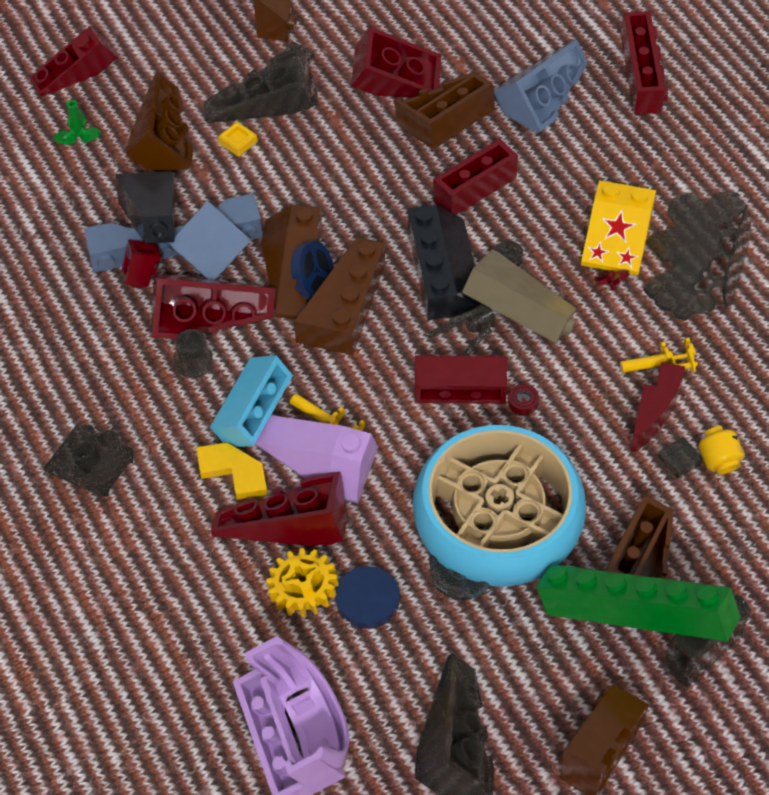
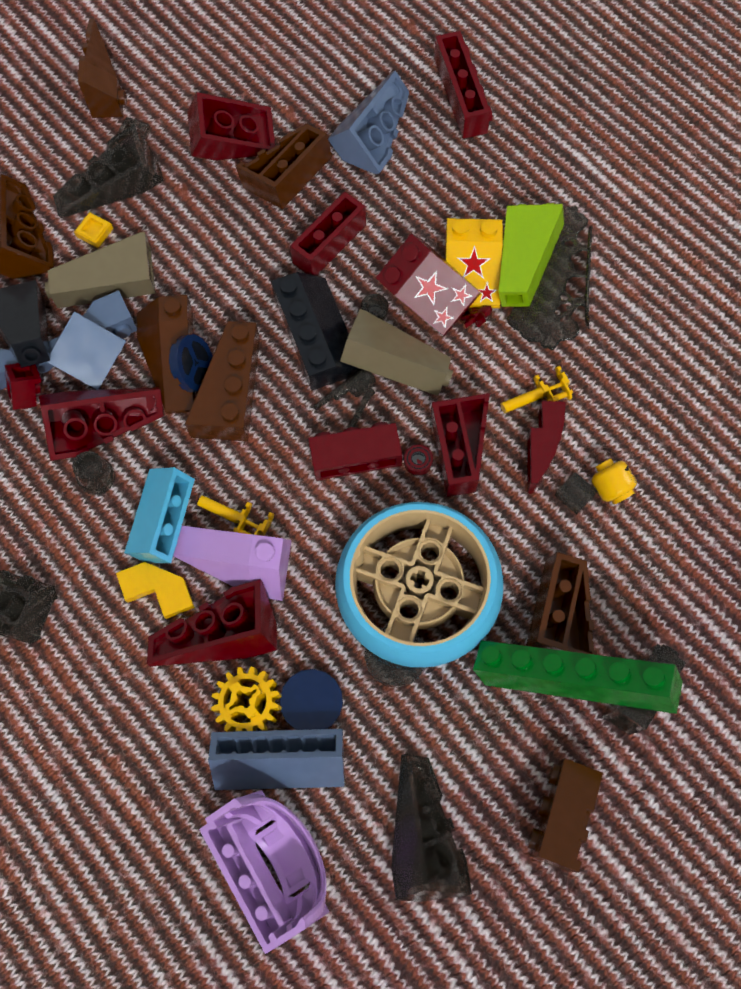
camera: 10 degrees left, 15 degrees up
(256, 172) = (116, 267): none -> dark tan slope
(329, 636) = (277, 759): none -> sand blue brick
(567, 238) = (428, 284): none -> slope
(570, 383) = (459, 440): none -> dark red wedge
(676, 224) = (527, 248): none -> lime slope

